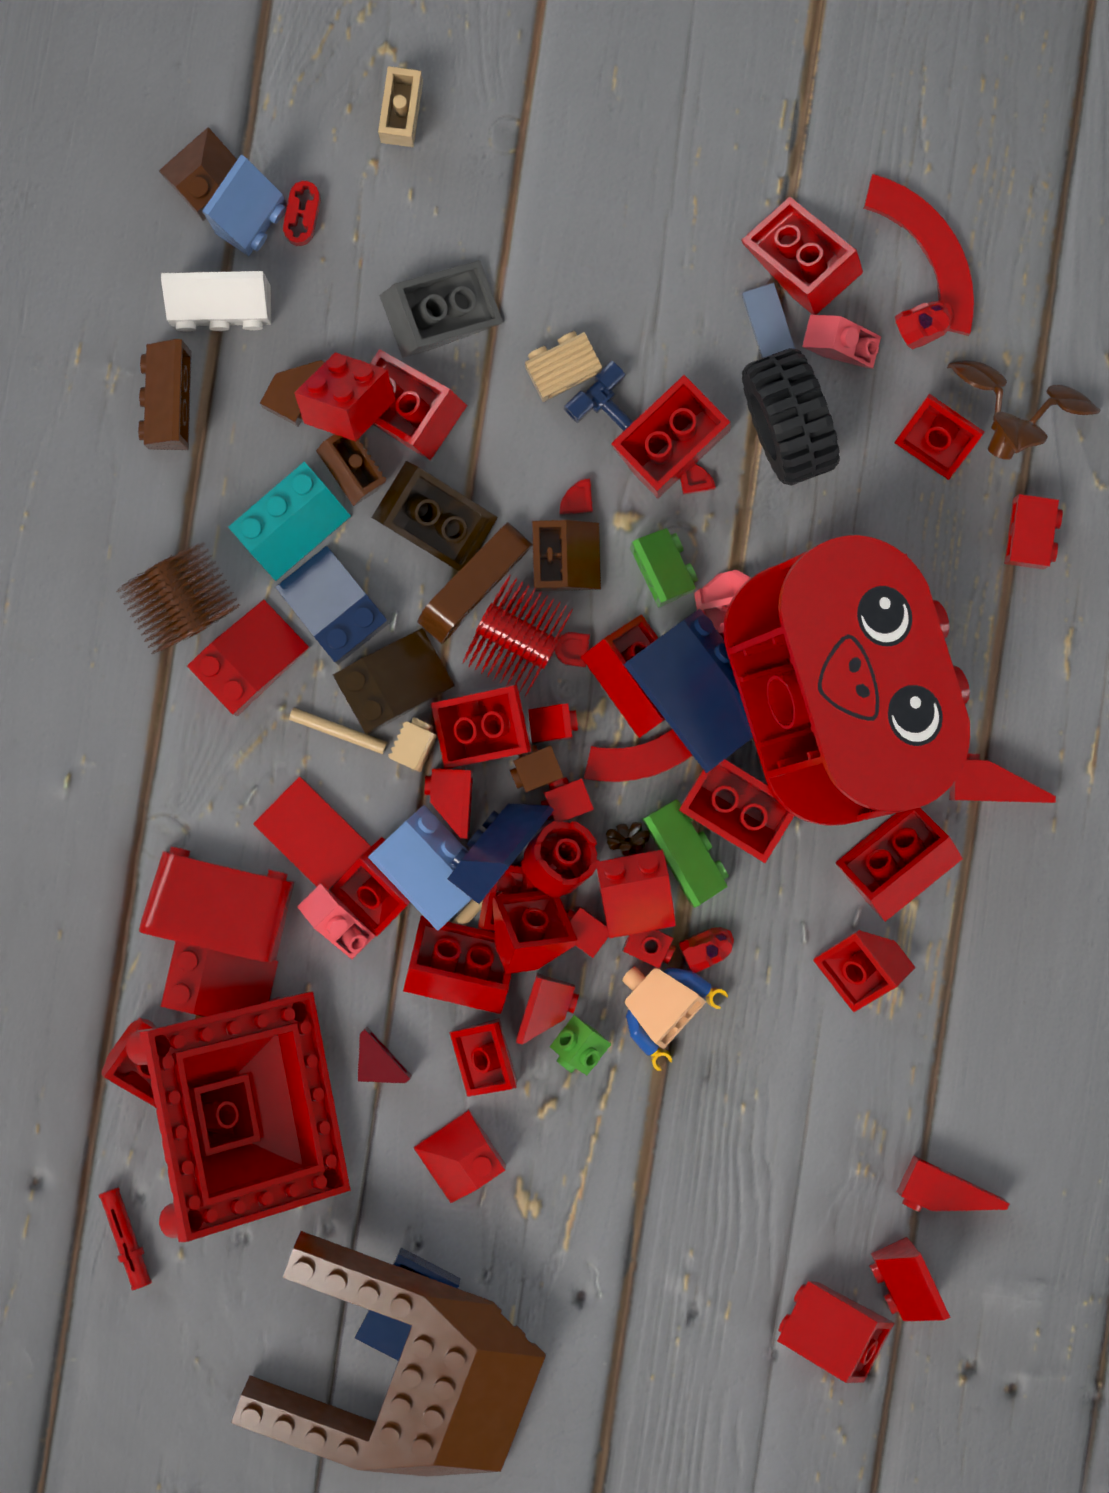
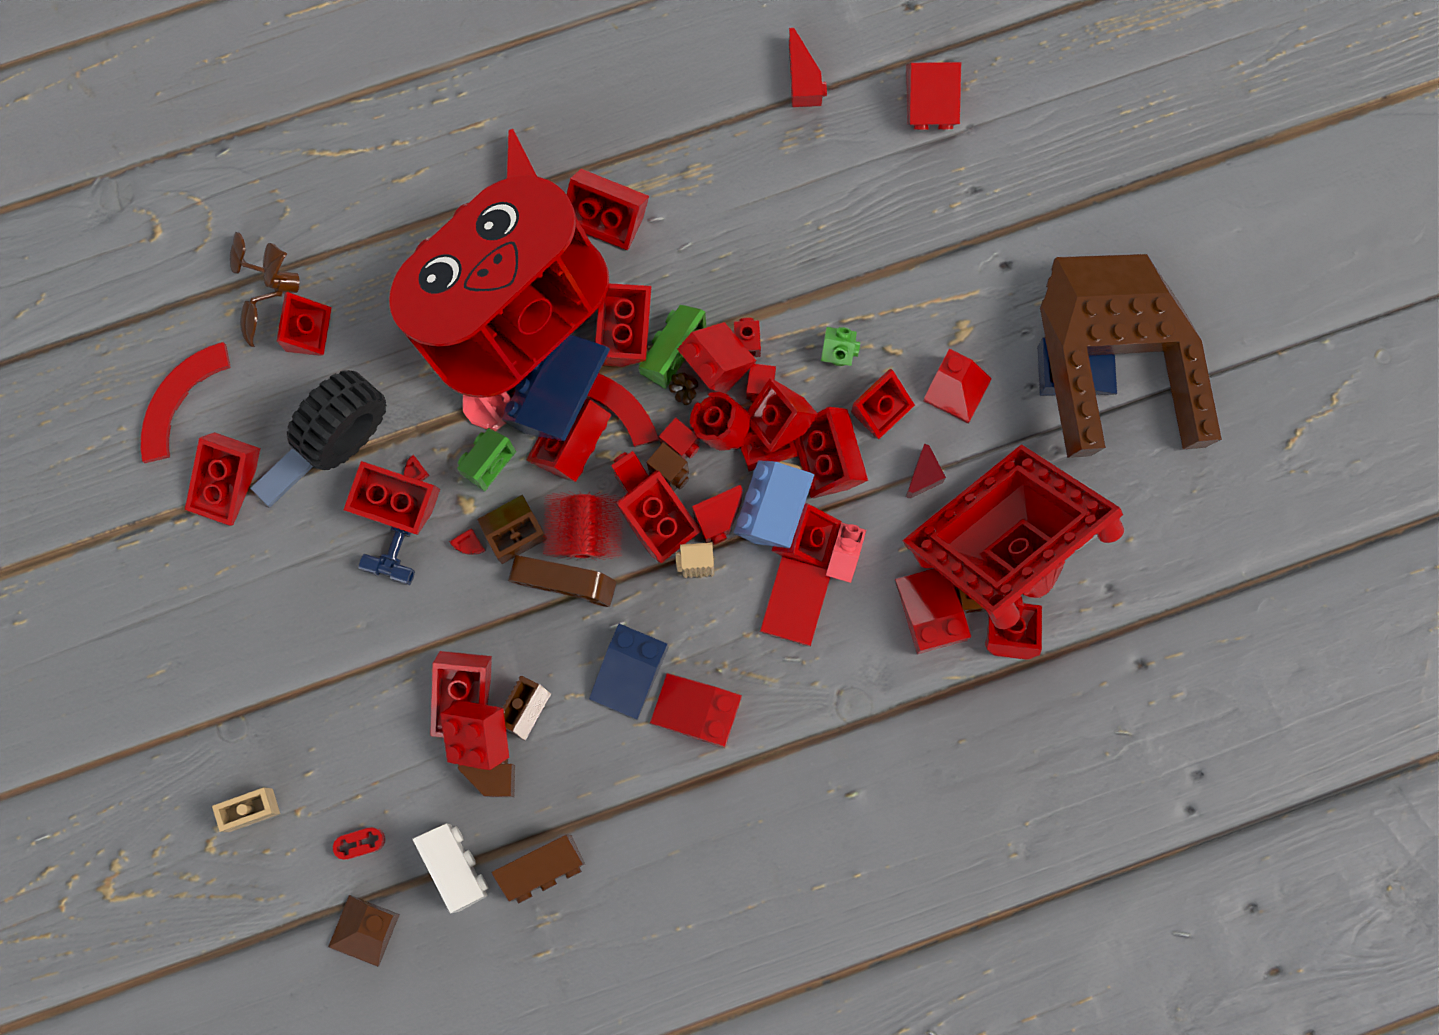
camera: 115 degrees left, 10 degrees down
(125, 1239) = (1161, 558): red pin -> none
(178, 597) = (680, 776): reddish brown piece -> none
(217, 906) = (881, 637): red windscreen -> none
(244, 207) = (373, 880): medium blue slope -> none
(289, 521) = (584, 732): teal slope -> none
(338, 730) = (714, 621): tan bar -> none
(393, 681) = (660, 601): dark brown slope -> none
(434, 516) = (530, 633): dark brown slope -> none
(440, 308) = (380, 706): dark grey slope -> none
(496, 848) = (735, 461): dark blue slope -> none
(546, 1006) = (828, 382): red slope -> none
(563, 365) = (378, 599): tan brick -> none
(571, 648) = (573, 487): red tile -> none
(663, 1006) = (782, 306): light nougat torso -> none
(707, 948) = (730, 301): red rock -> none
(841, 340) = (269, 422): coral slope -> none
(864, 967) = (687, 193): red slope -> none
(908, 1283) = (874, 60): red slope -> none
(924, 323) = (229, 373): red rock -> none
(1033, 532) = (339, 233): red brick -> none

